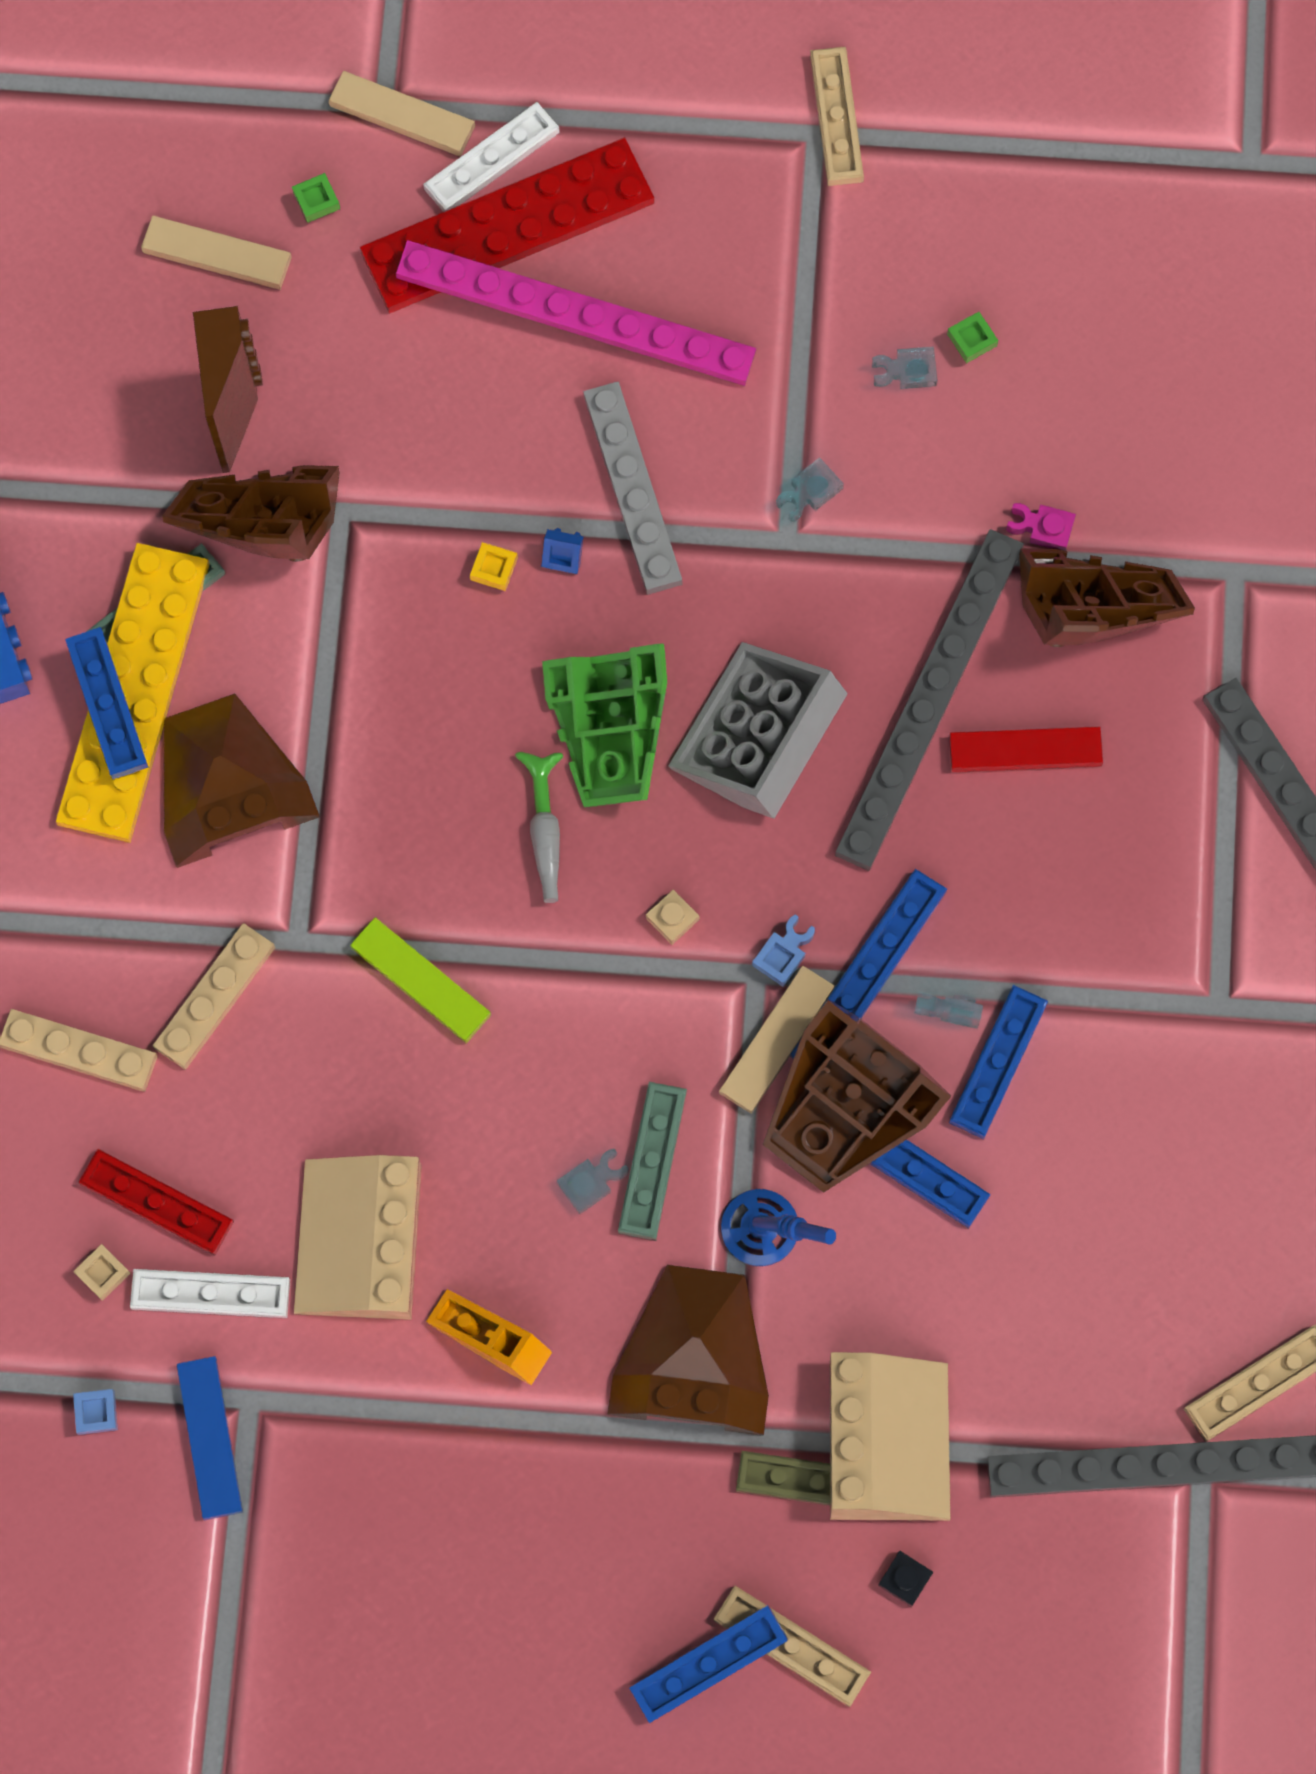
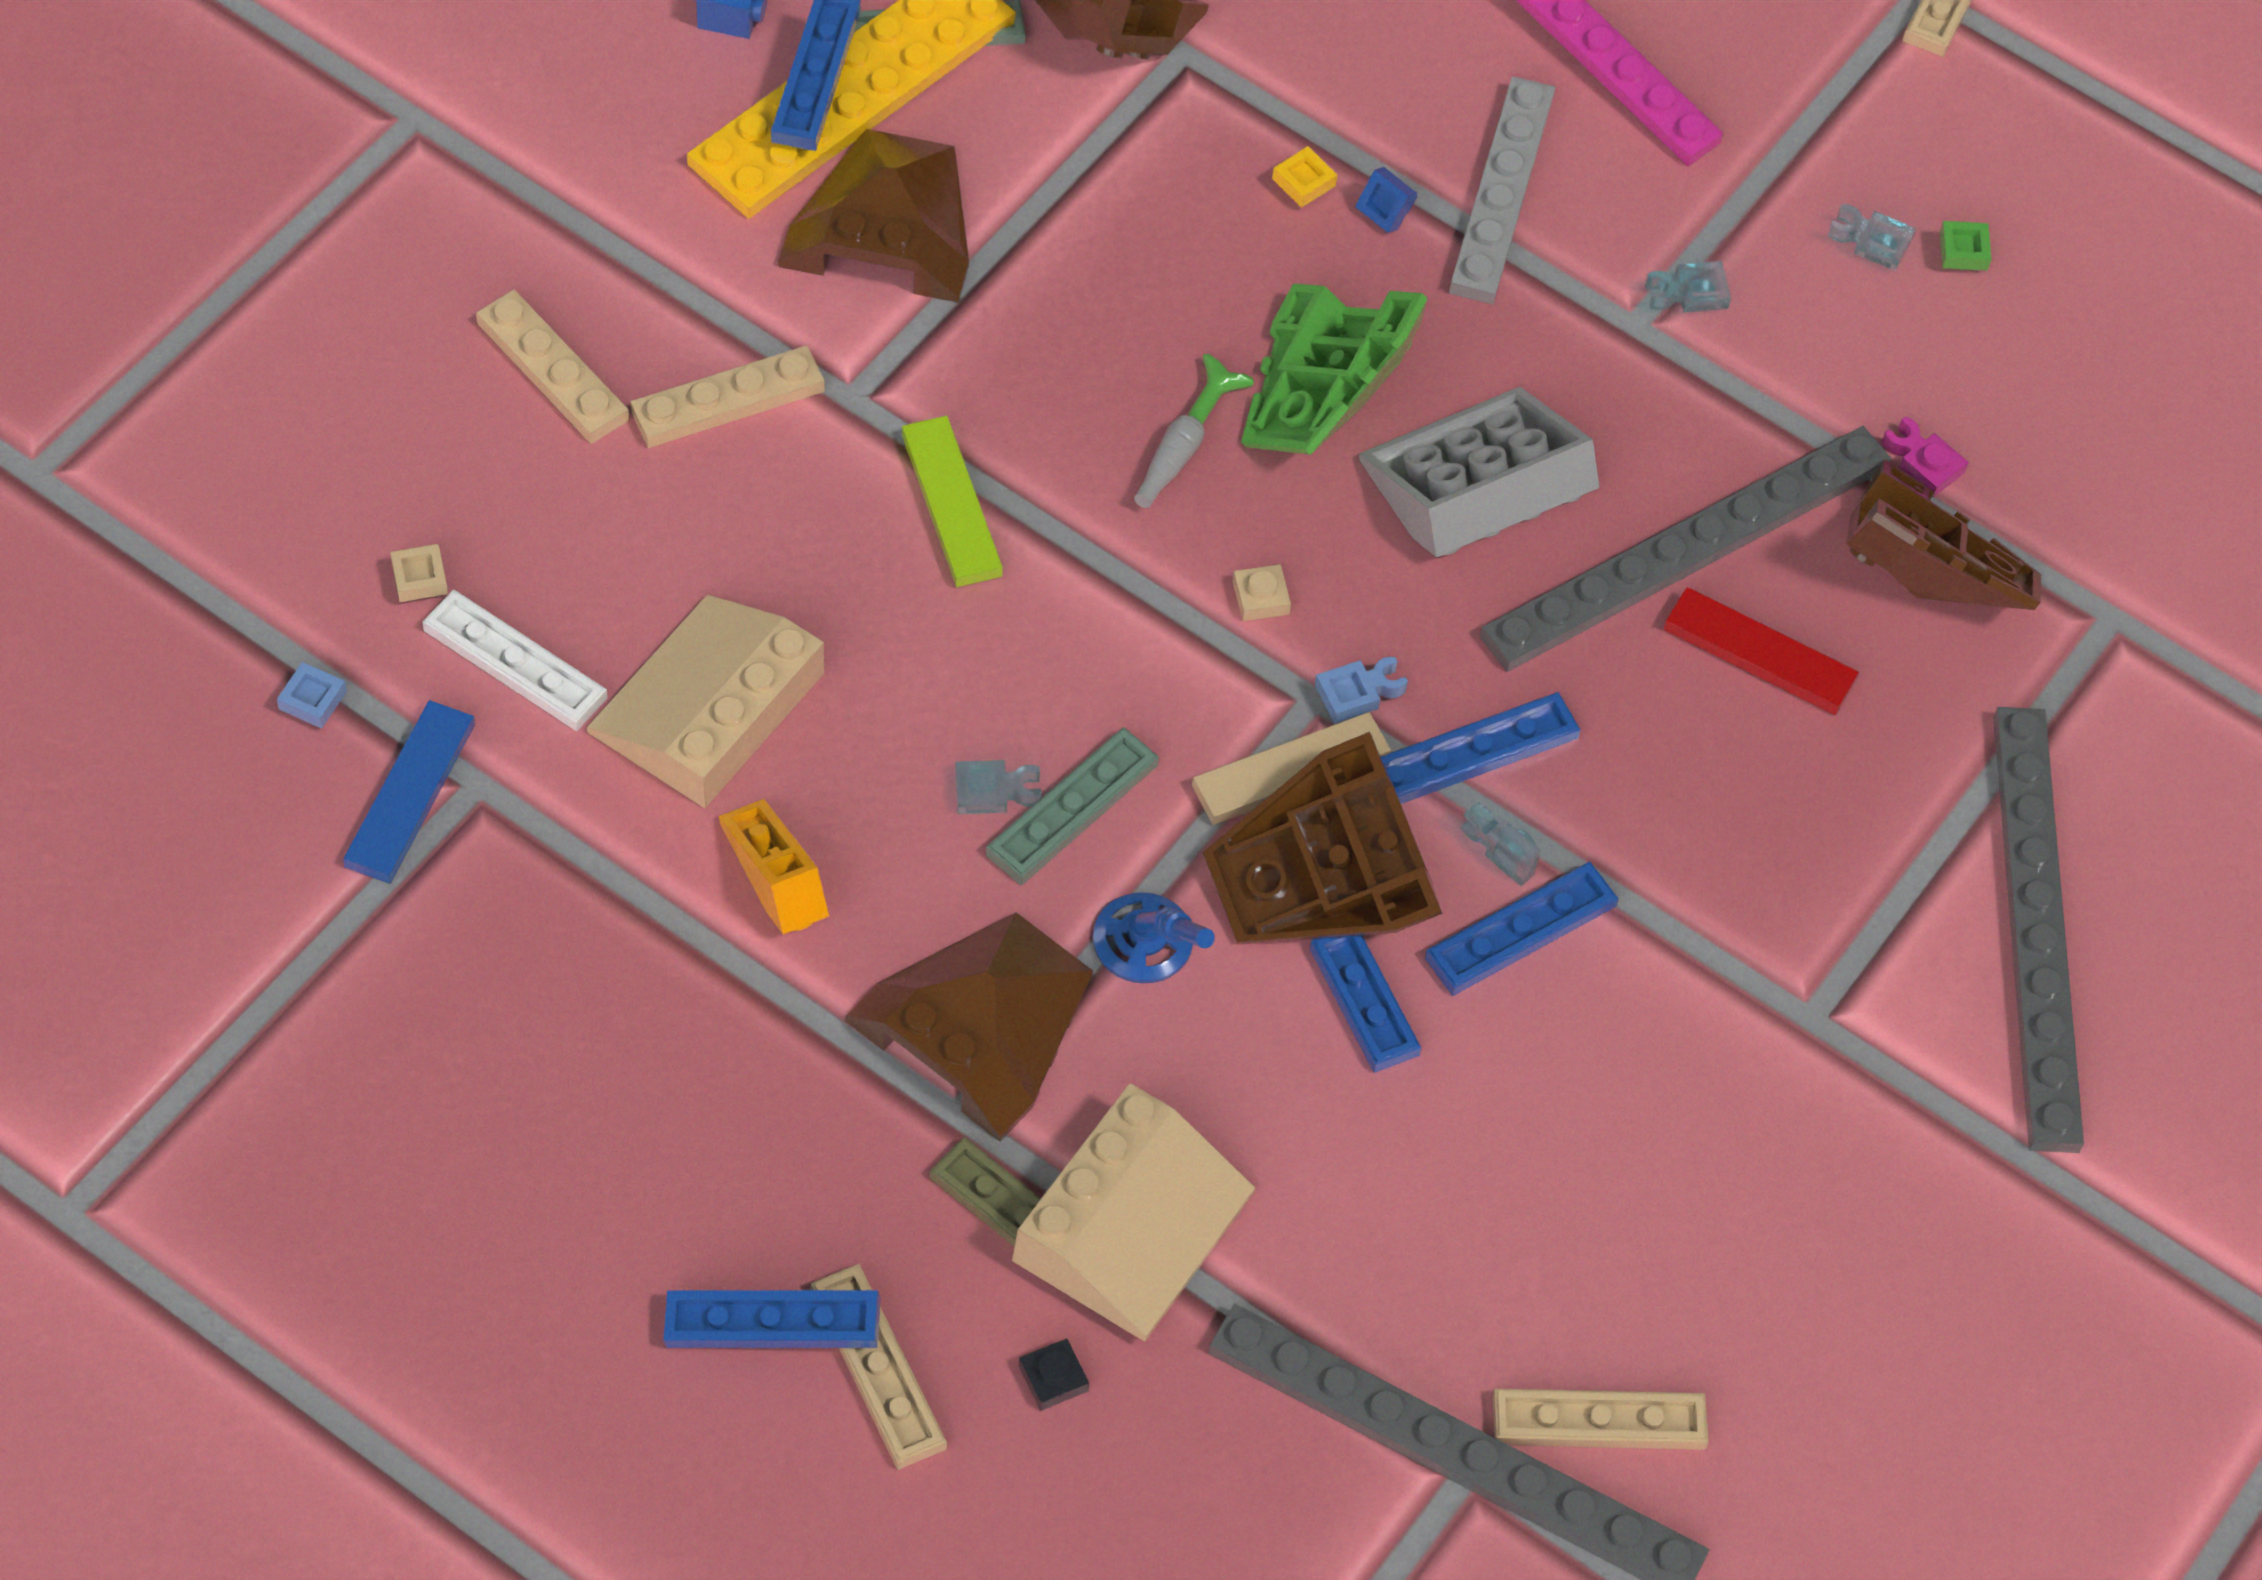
camera: 25 degrees right, 15 degrees down
(156, 1202) = (525, 546): red tile -> none

